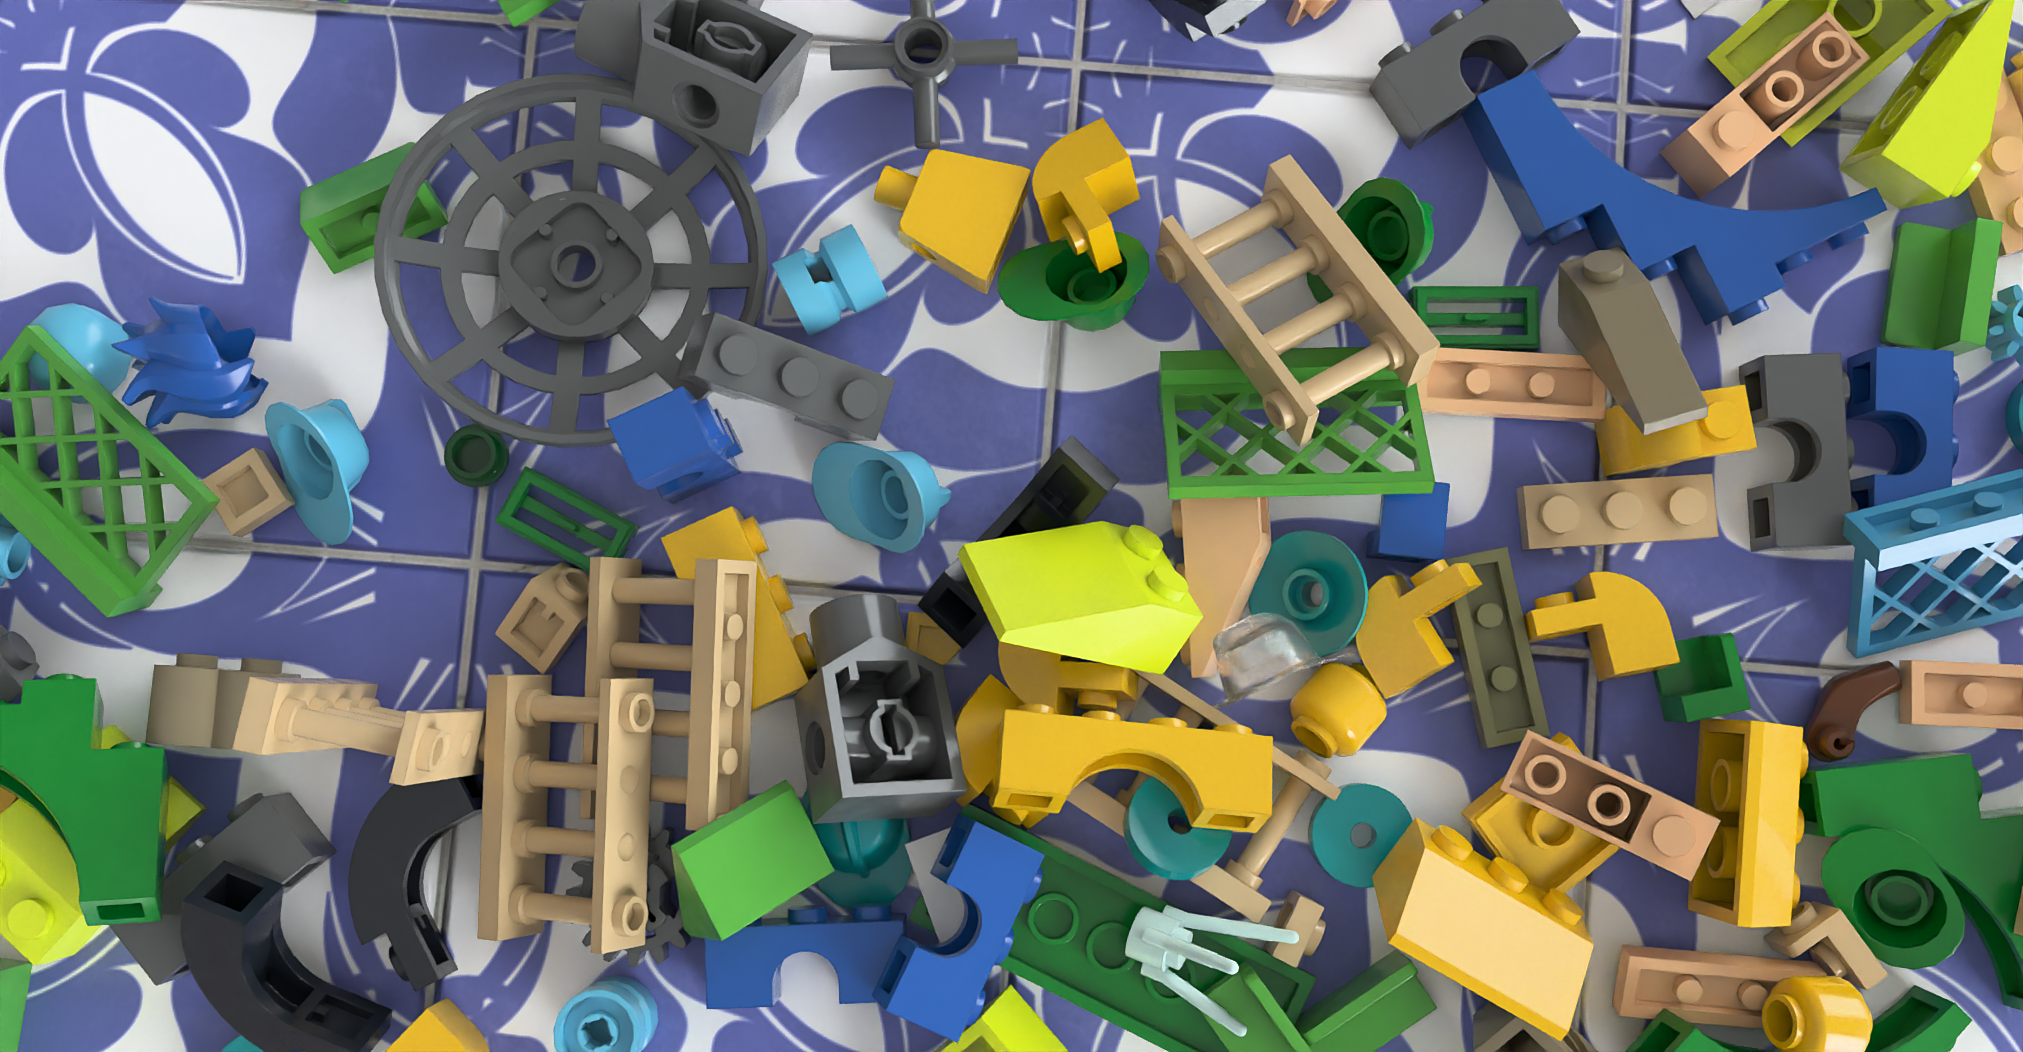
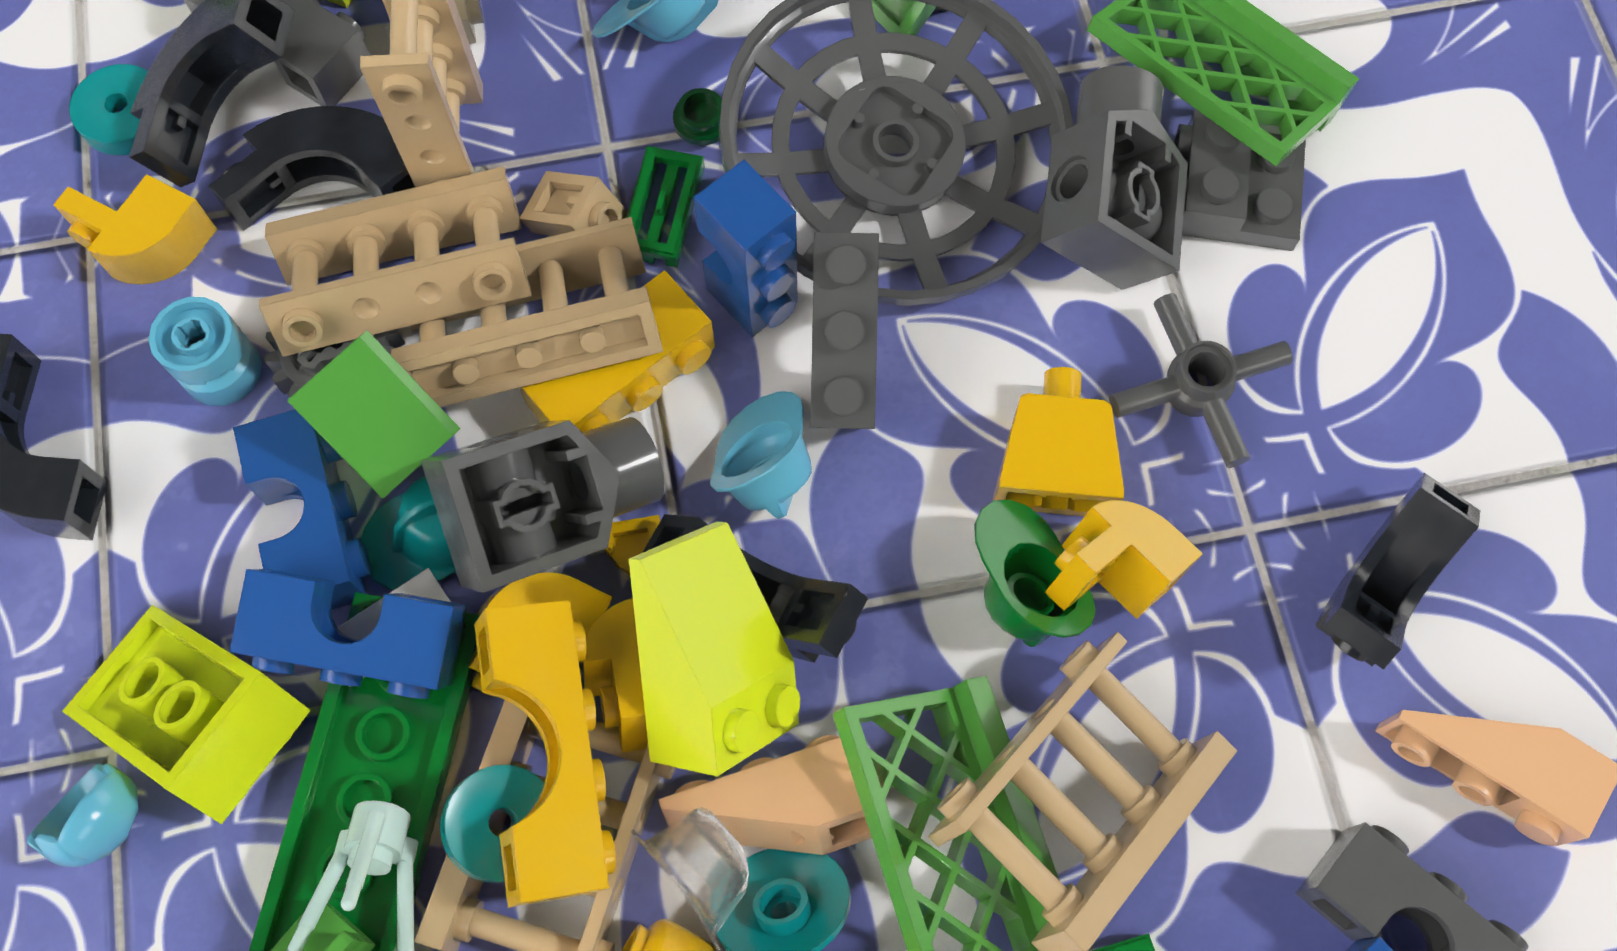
camera: 75 degrees right, 15 degrees down
(853, 283) = (947, 347): medium azure wheel -> none
(1389, 226) = (1194, 880): green piece -> none

